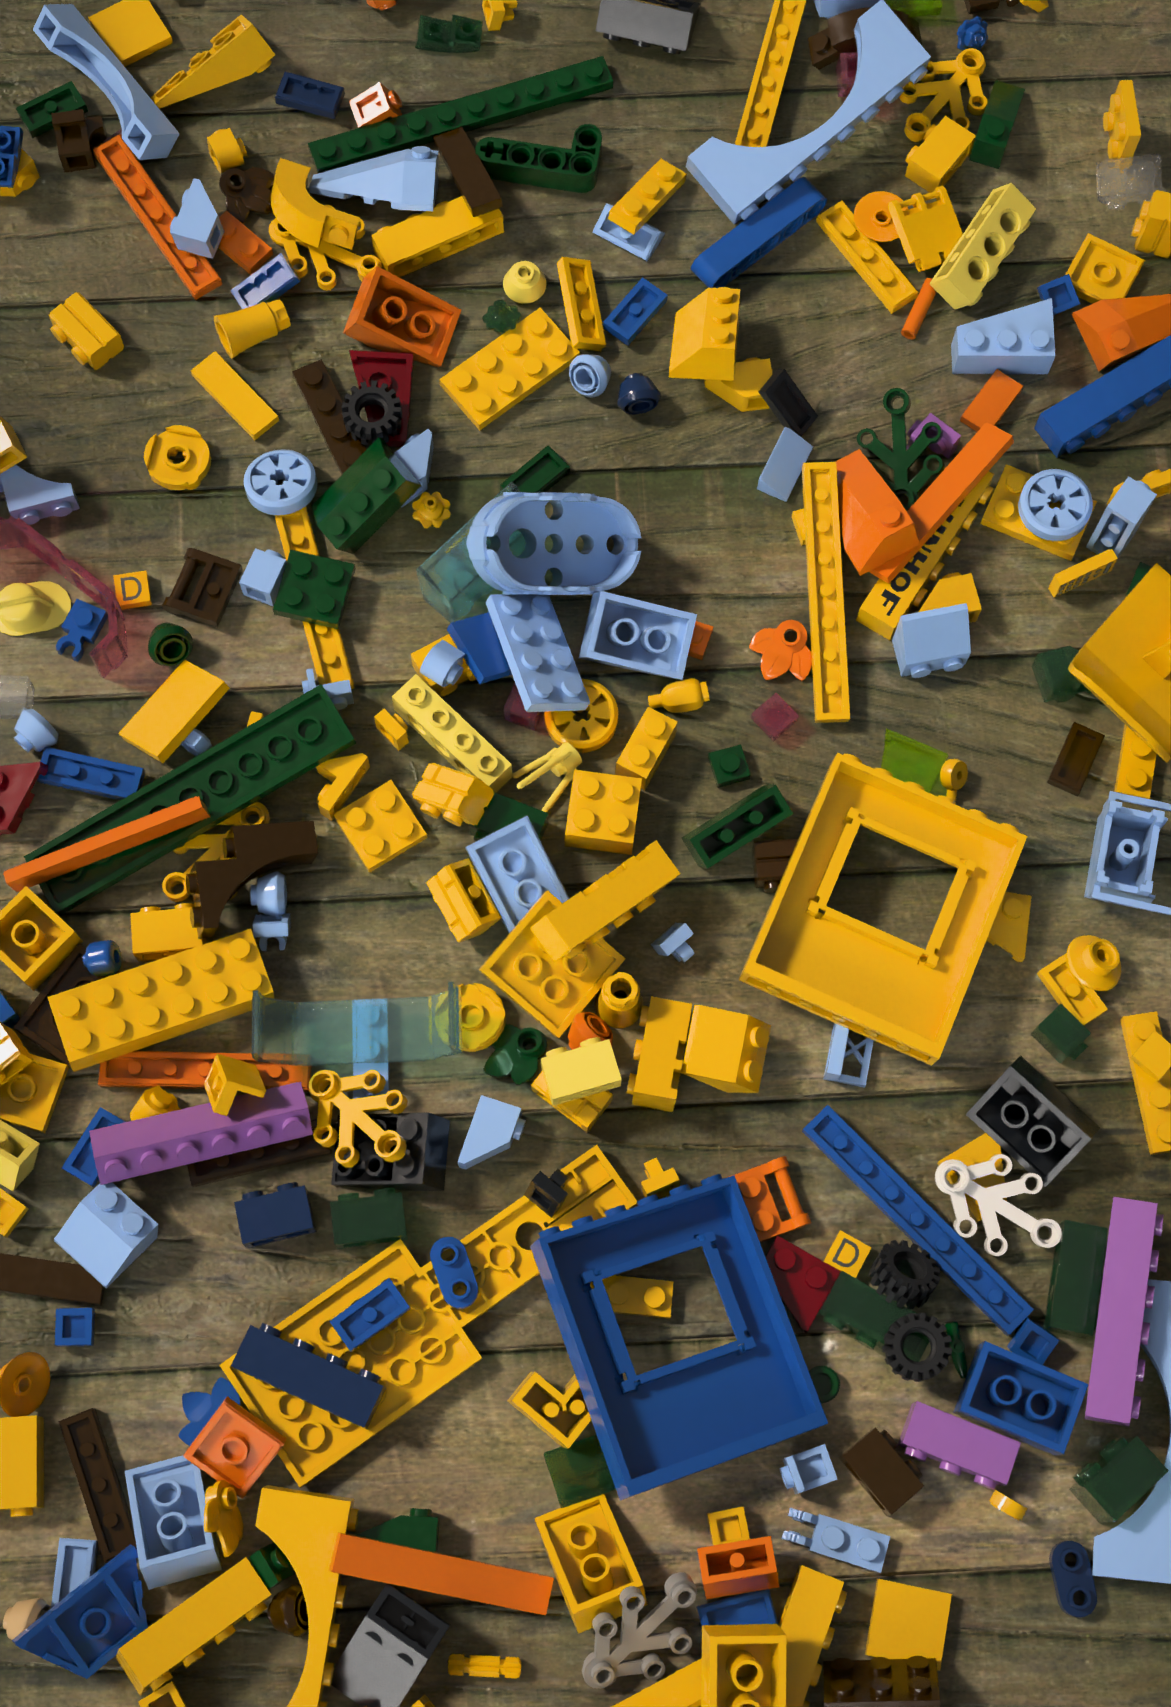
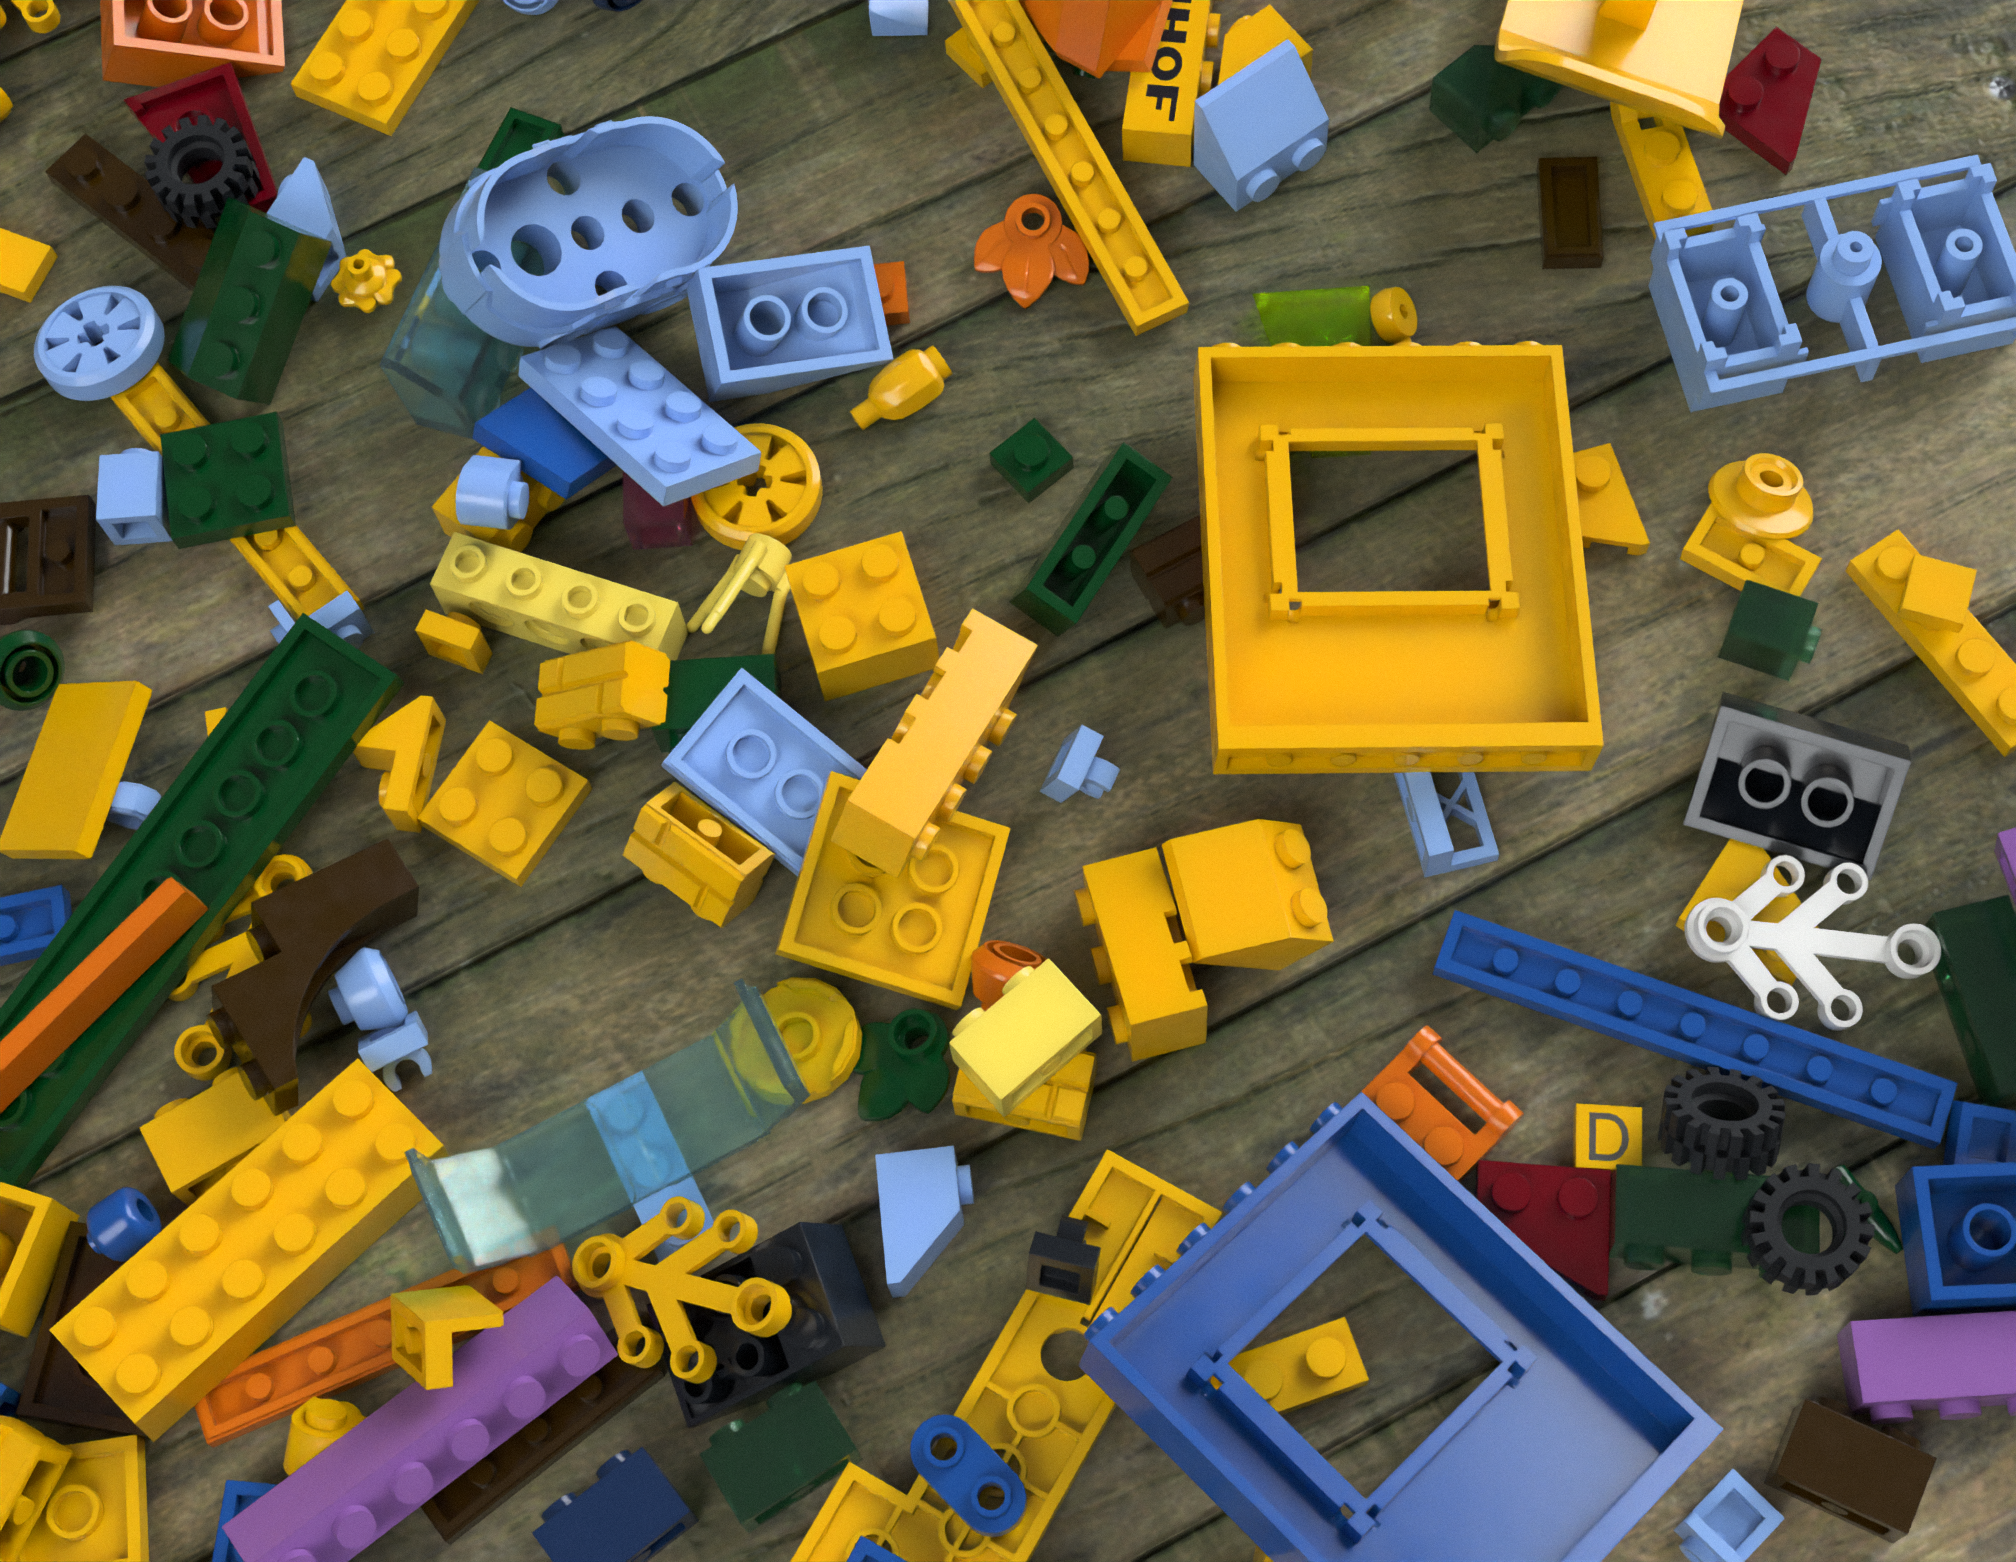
camera: 15 degrees left, 5 degrees down
(616, 1011) = (1032, 897): yellow plant -> none
(647, 746) = (886, 480): yellow brick -> none
(659, 1181) = (1238, 1159): yellow tile -> none
(774, 717) = (1067, 353): clear pink plate -> none
(825, 1382) = (1682, 1364): dark green tile -> none

